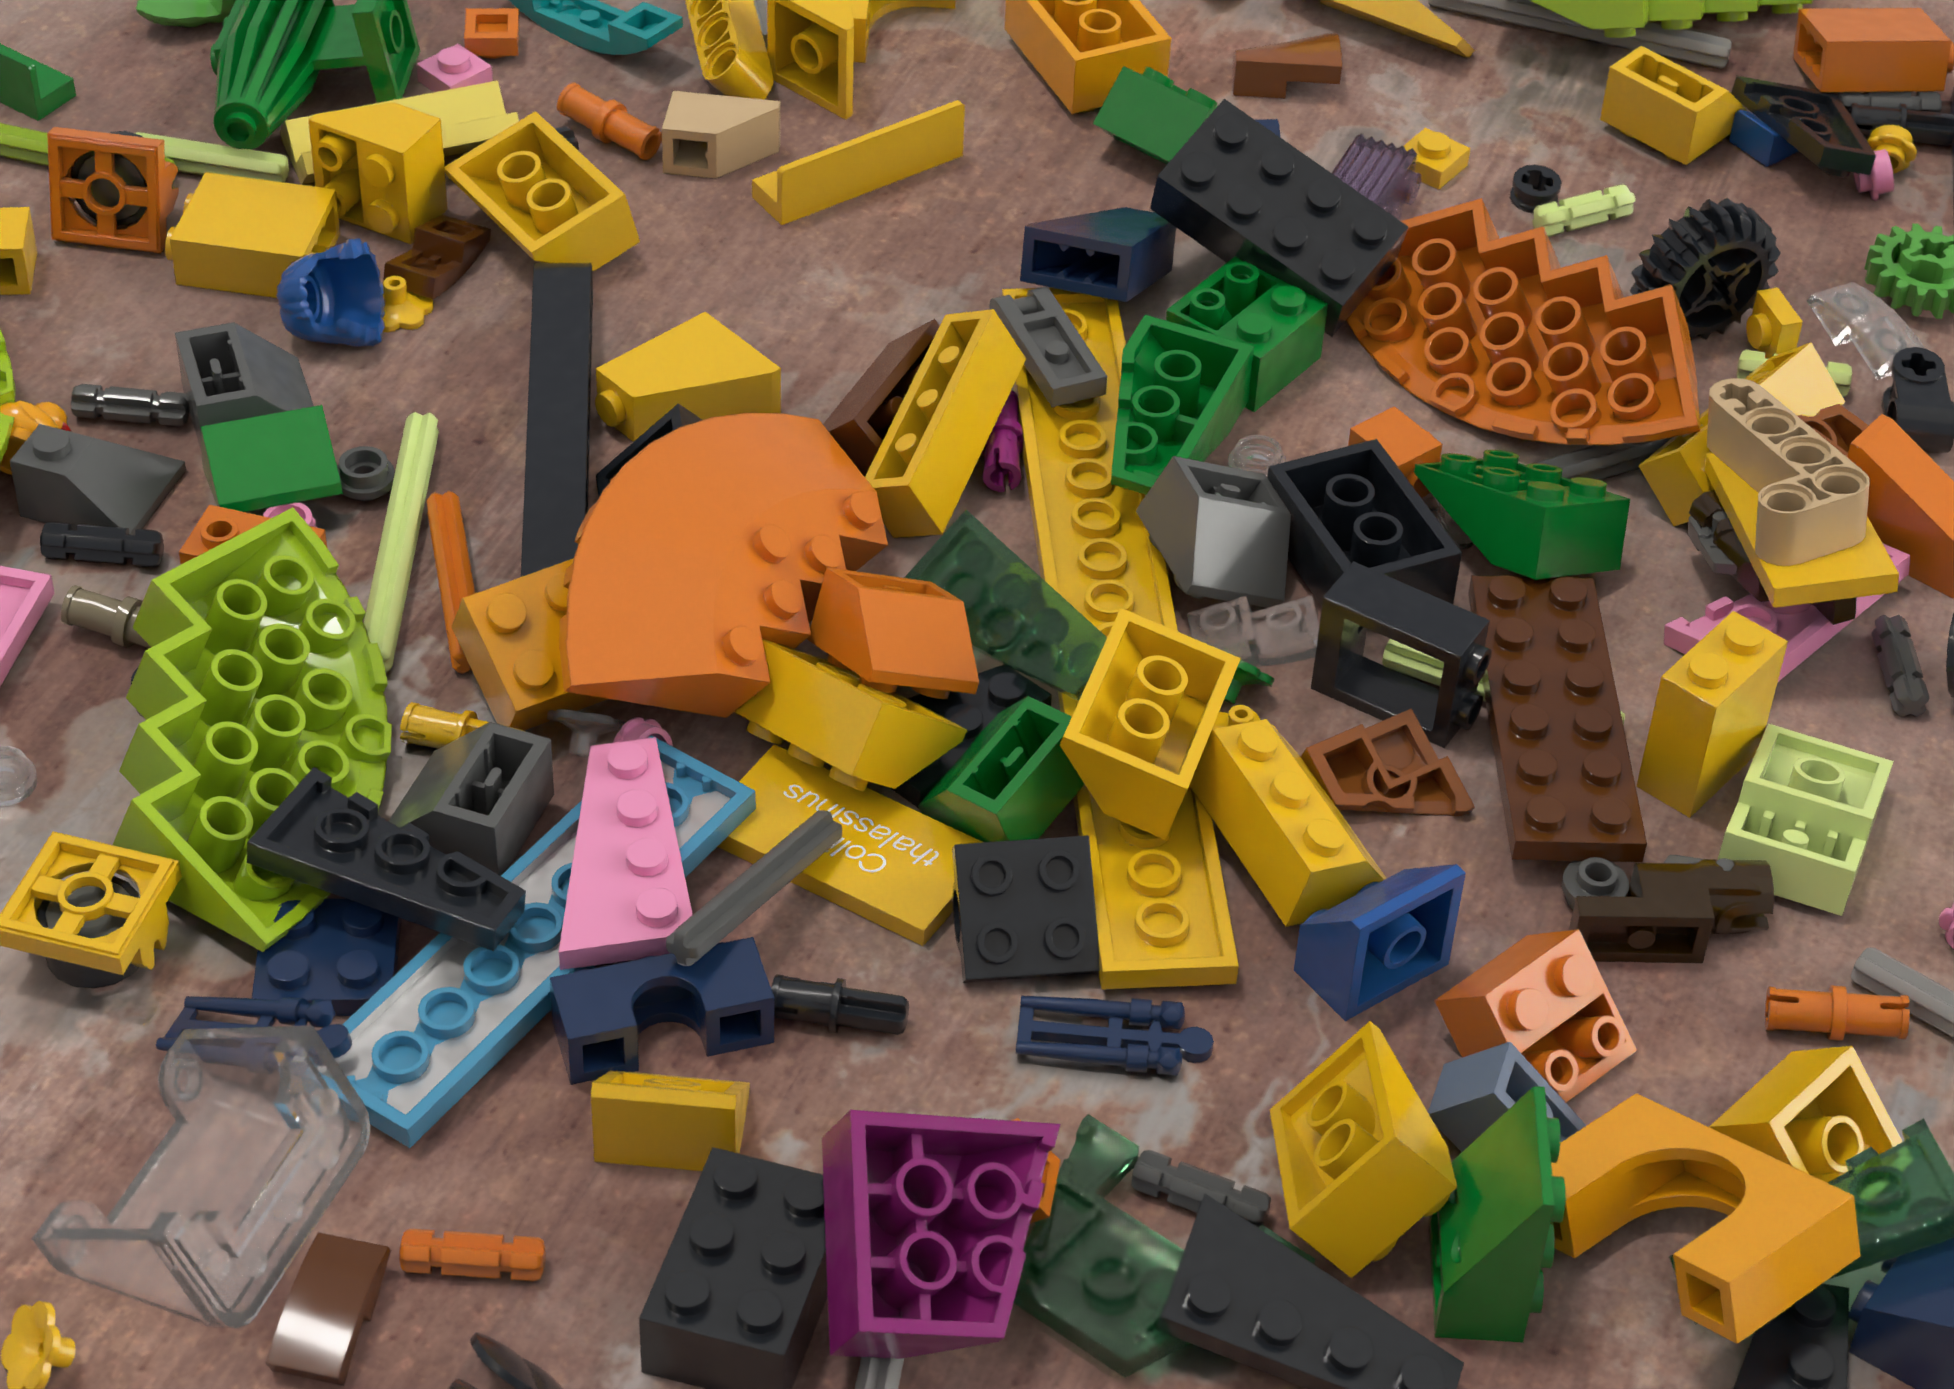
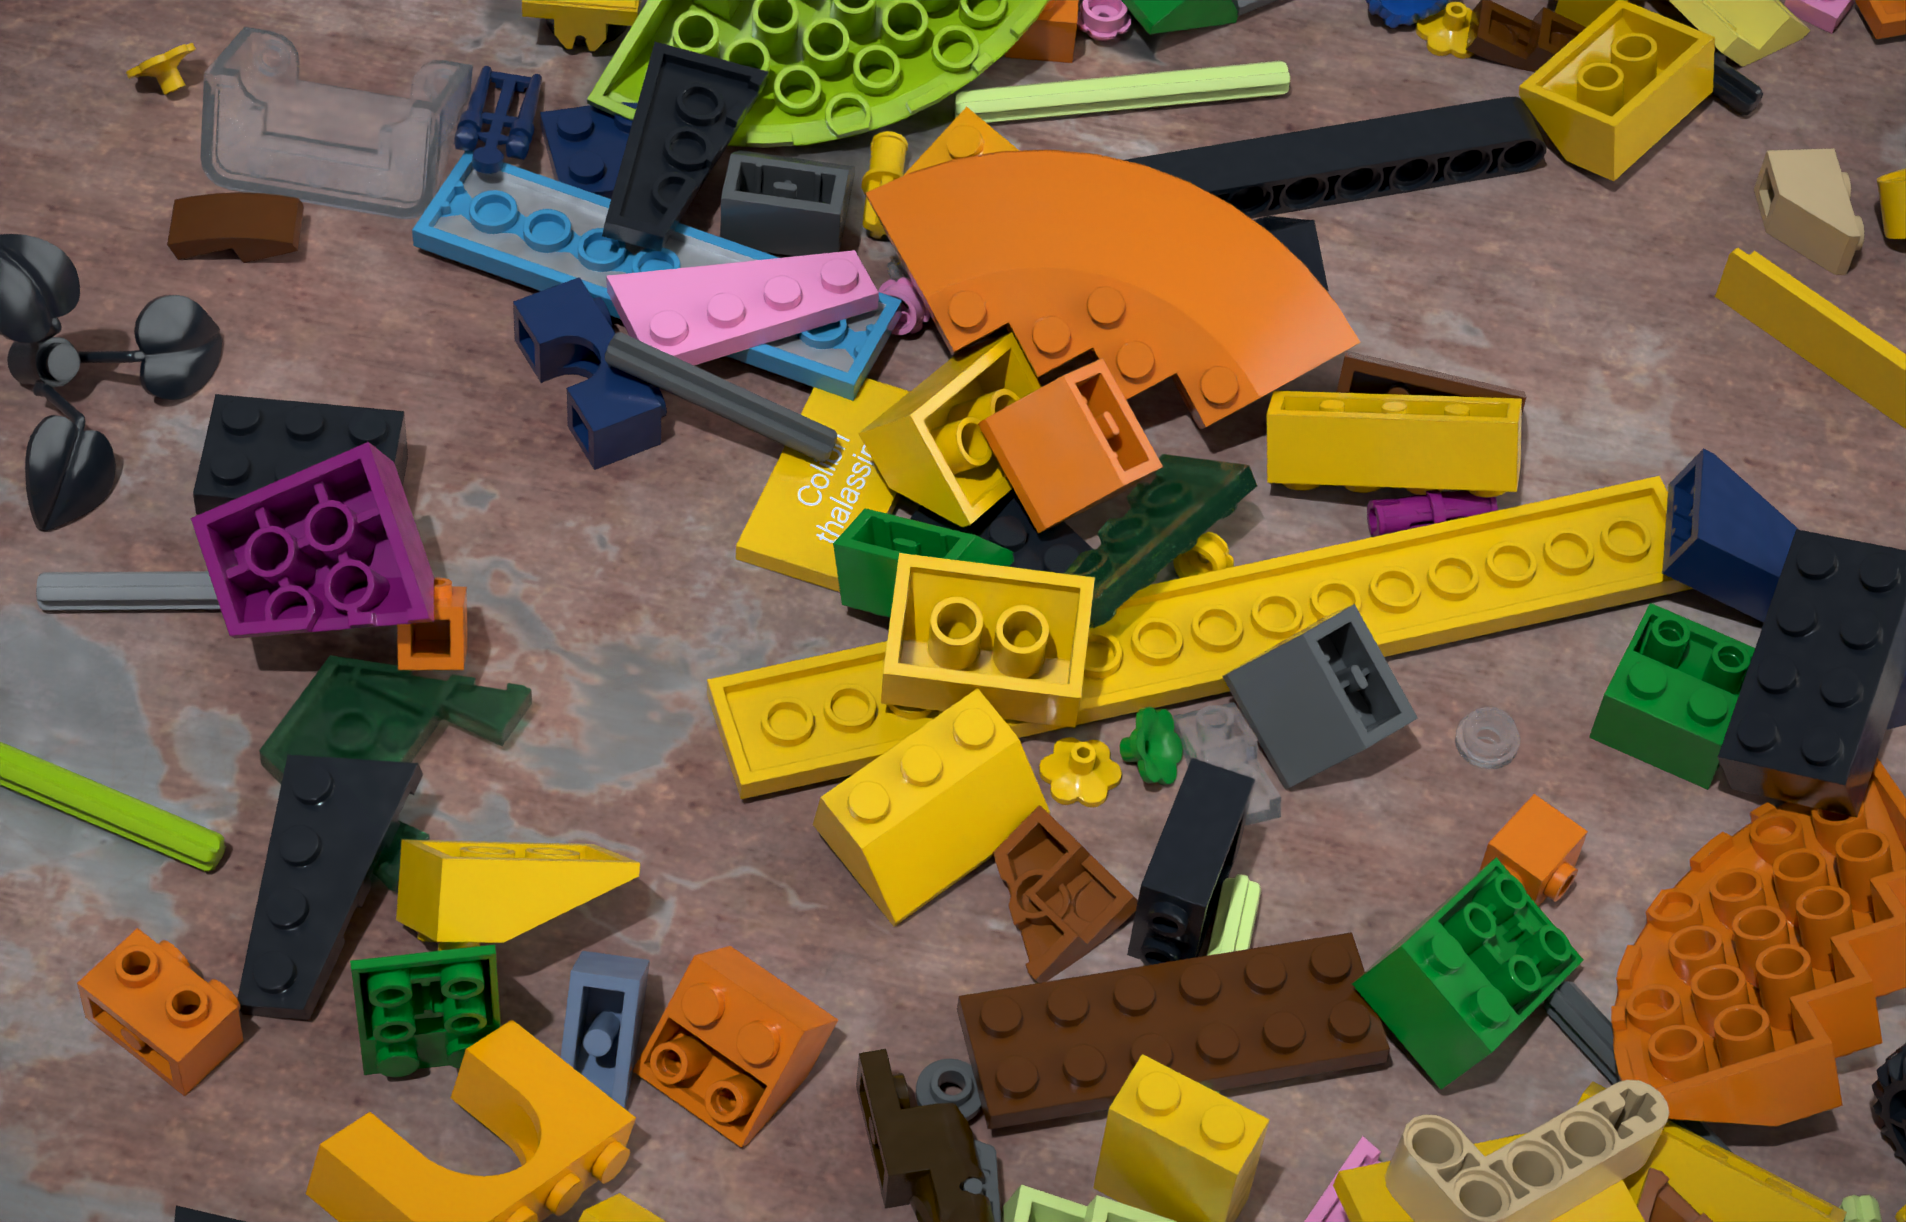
camera: 75 degrees right, 10 degrees up
(365, 473) = (1195, 47): dark grey plate -> none
(451, 565) = (1116, 130): orange axle -> none
(472, 1254) = (308, 305): orange axle -> none
(609, 121) = (1796, 119): orange pin -> none
(665, 1119) = (481, 398): yellow slope -> none
(691, 365) = (1409, 248): yellow slope -> none
(838, 1005) = (631, 496): black axle -> none
(1025, 909) = (764, 603): black plate -> none
(1052, 347) = (1559, 515): dark grey plate -> none
(1113, 1044) = (661, 775): dark blue piece -> none
(1175, 398) = (1516, 639): green wedge -> none
(1189, 1184) = (478, 790): dark grey axle -> none
(1363, 511) = (1374, 824): black brick -> none
(1381, 938) = (800, 892): blue slope -> none

